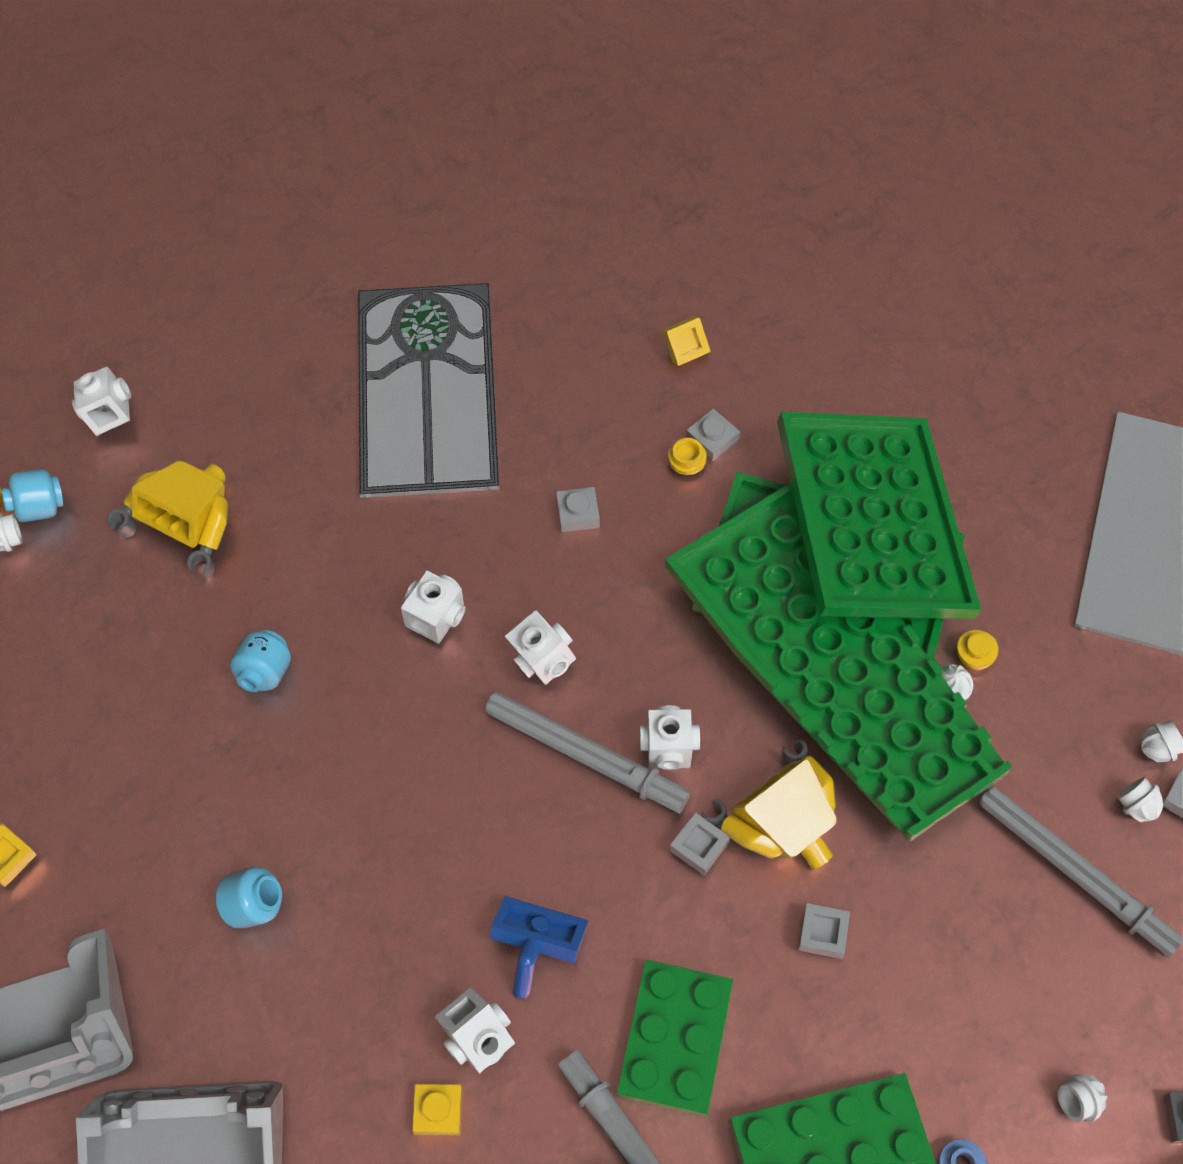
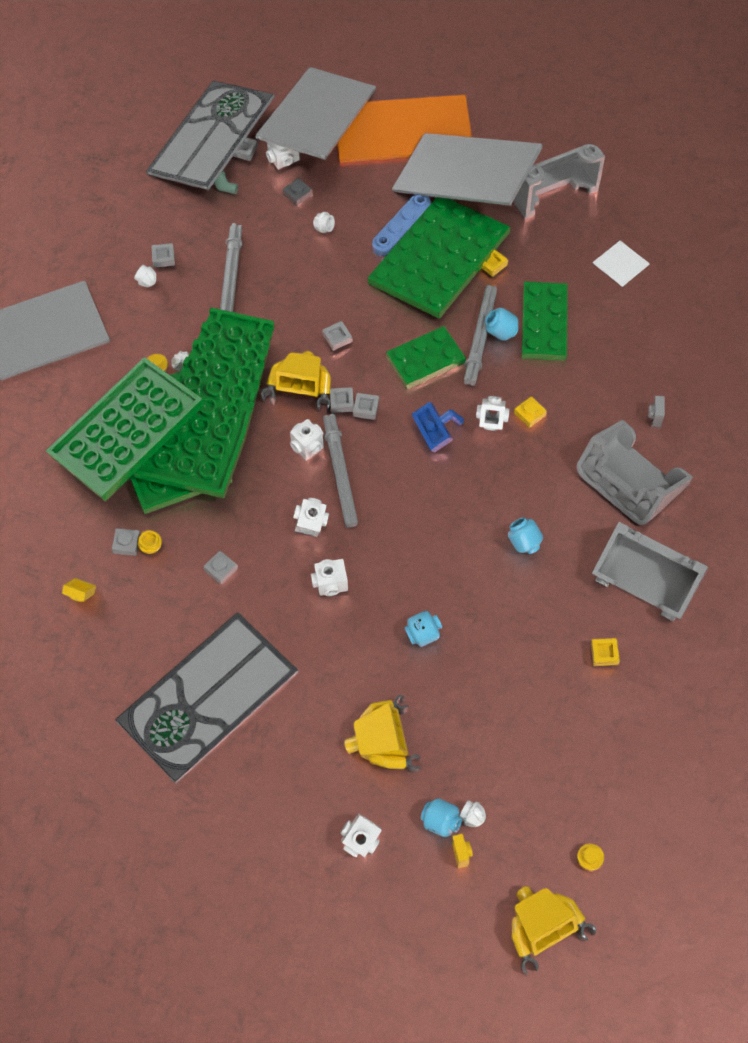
camera: 130 degrees left, 0 degrees up
(659, 868) = (366, 406): none -> light grey plate
(1142, 800) = (180, 269): white plate -> none

